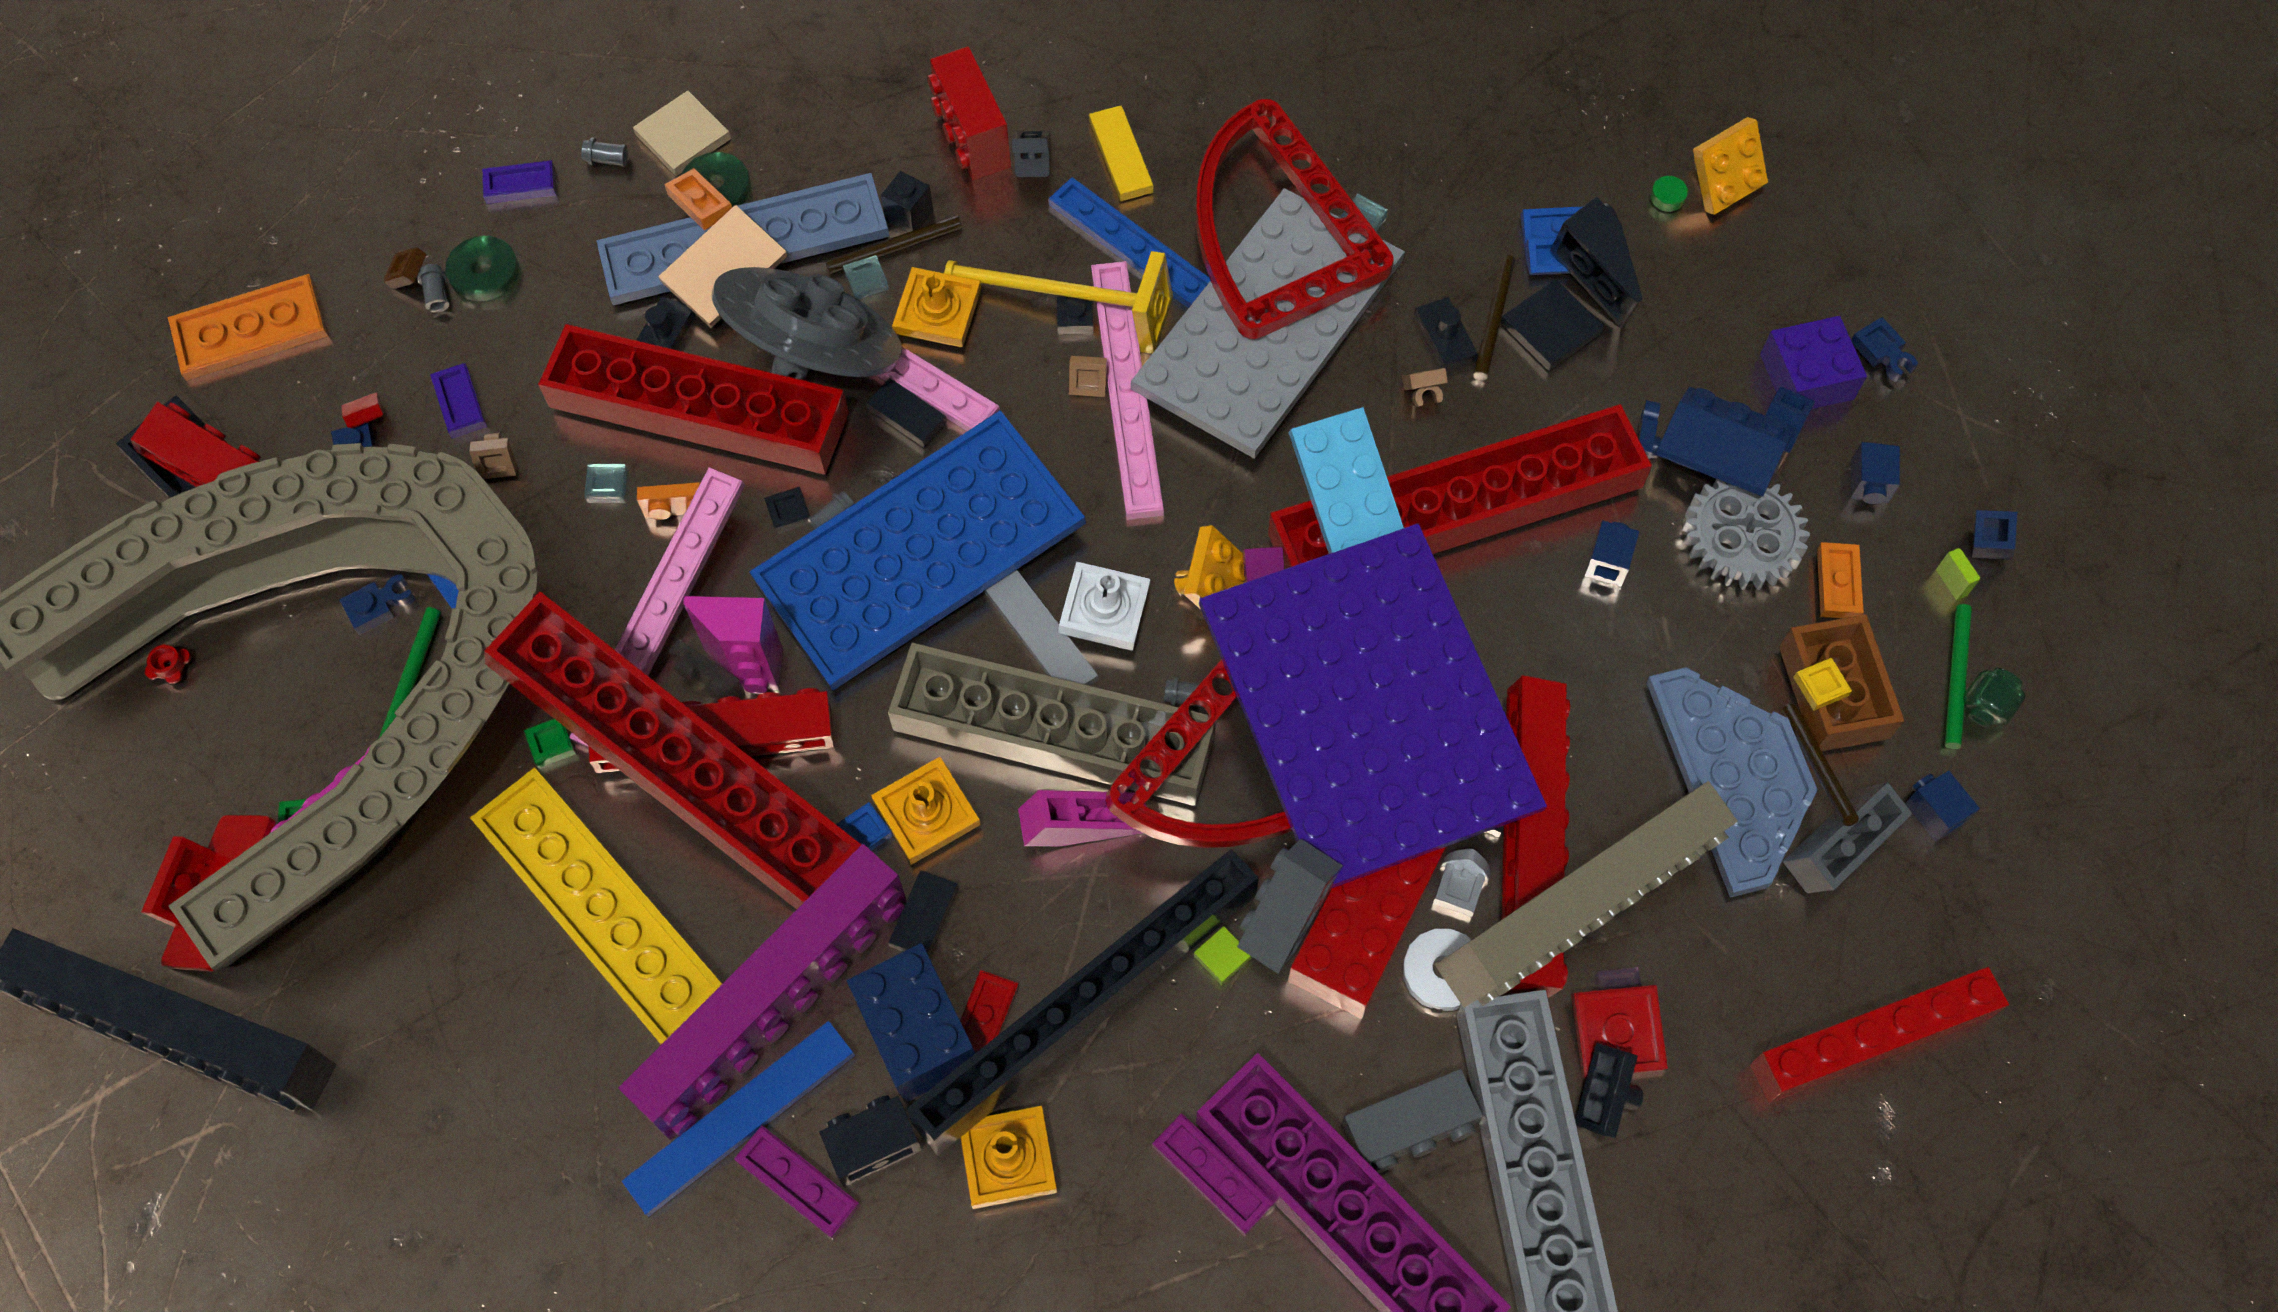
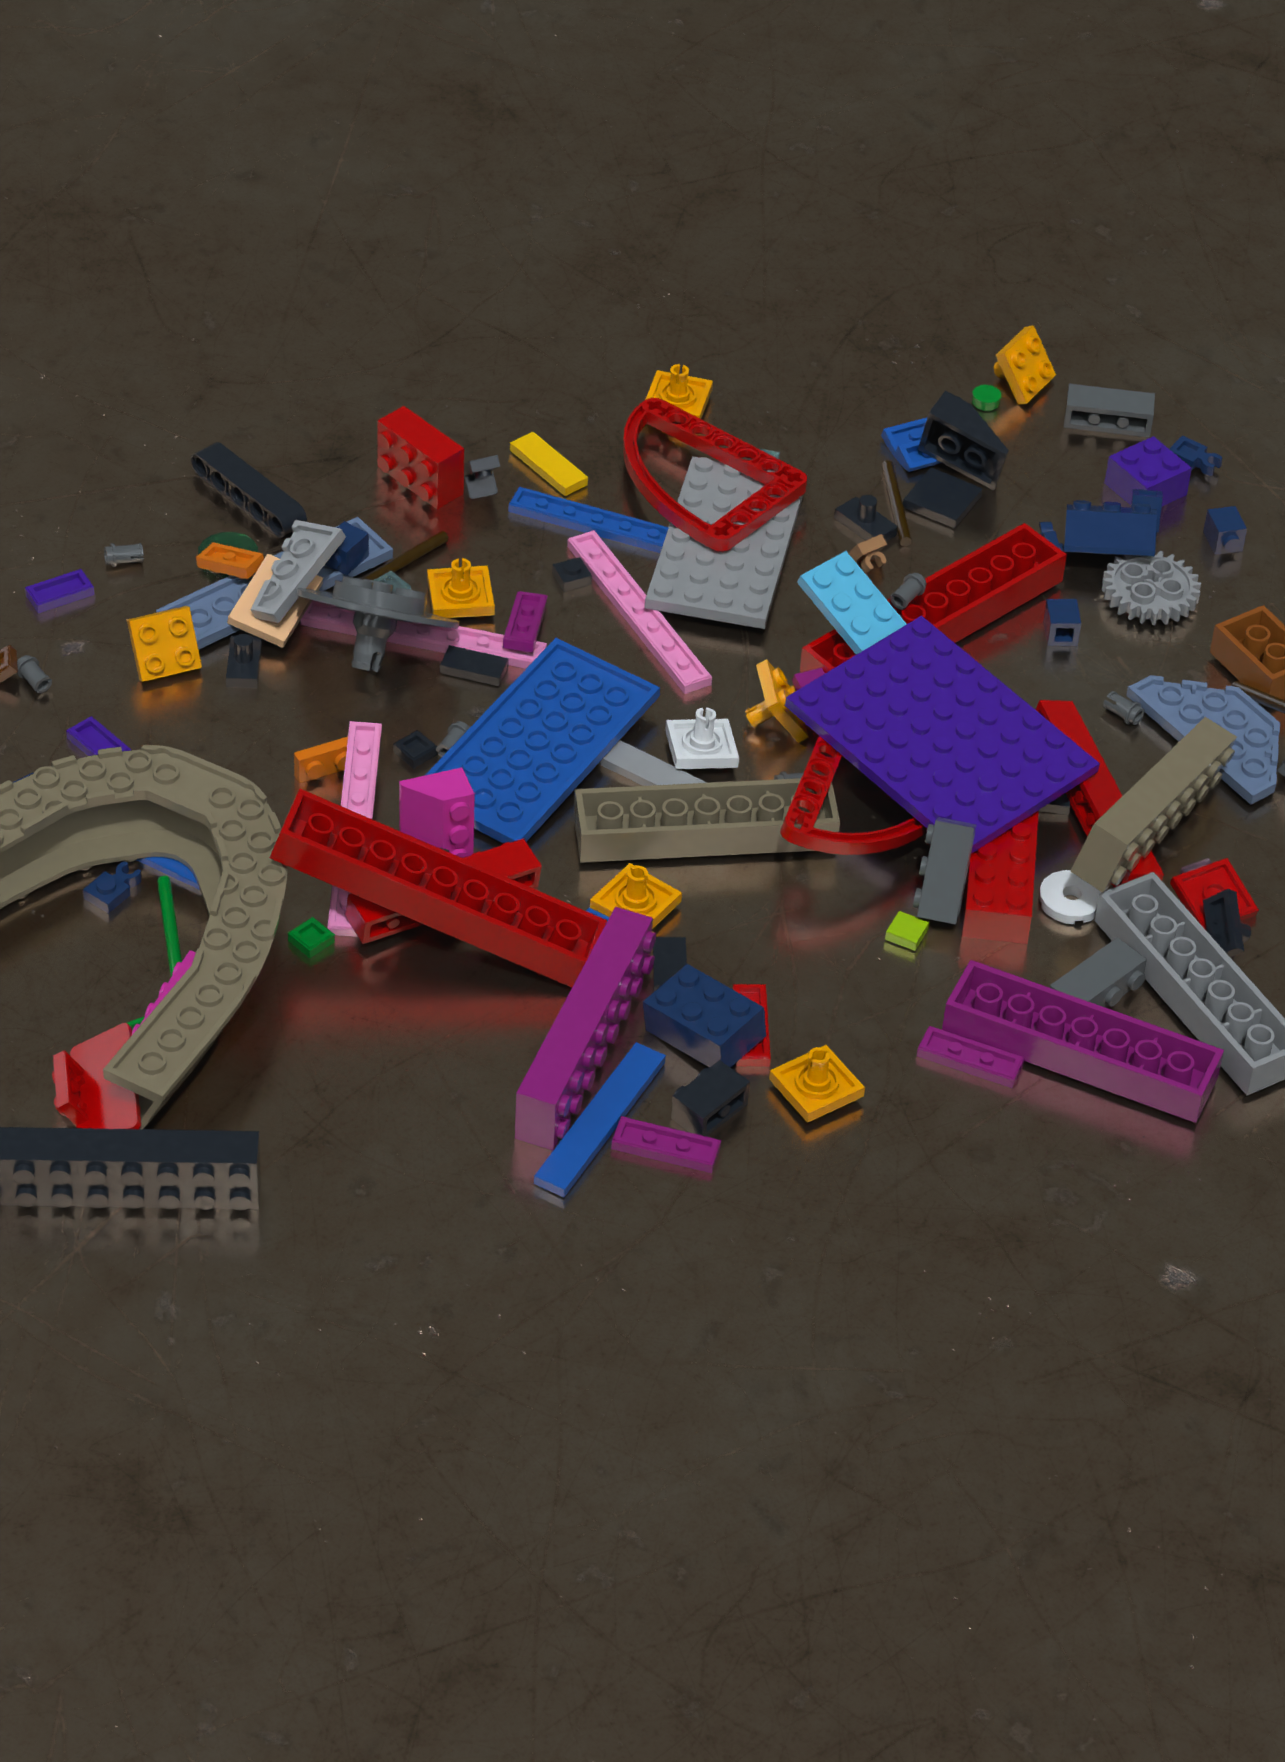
camera: 25 degrees left, 20 degrees down
(362, 410) = (25, 765): red tile -> none
(479, 251) = (65, 641): clear green tile -> none
(575, 292) = (164, 643): none -> light orange plate
(597, 904) = (413, 1020): yellow plate -> none
(605, 483) = (256, 766): clear light blue tile -> none
(681, 132) = (179, 528): tan tile -> none
(694, 398) = (303, 689): red brick -> none
(747, 240) = (299, 564): none -> light grey wing
(775, 103) = (247, 489): none -> black beam
(826, 218) = (351, 551): none -> dark blue brick
(907, 202) = (399, 527): black brick -> none
(987, 370) = (525, 621): none -> magenta tile
(1070, 818) = (753, 873): dark pink slope -> none
(1082, 1002) = (825, 969): black brick -> none
(1088, 376) = (607, 606): medium nougat tile -> none
(1148, 305) = (630, 546): yellow tile -> none
(1310, 98) = (681, 390): none -> light orange plate
(1437, 466) = (913, 585): none -> dark grey pin
(1462, 881) = (1057, 840): light grey tile -> none
(1633, 703) = (1129, 711): none -> dark grey pin
(1808, 254) = (1109, 410): none -> dark grey brick
(1822, 684) = (1254, 649): yellow tile -> none
(1839, 580) = (1230, 596): orange plate -> none

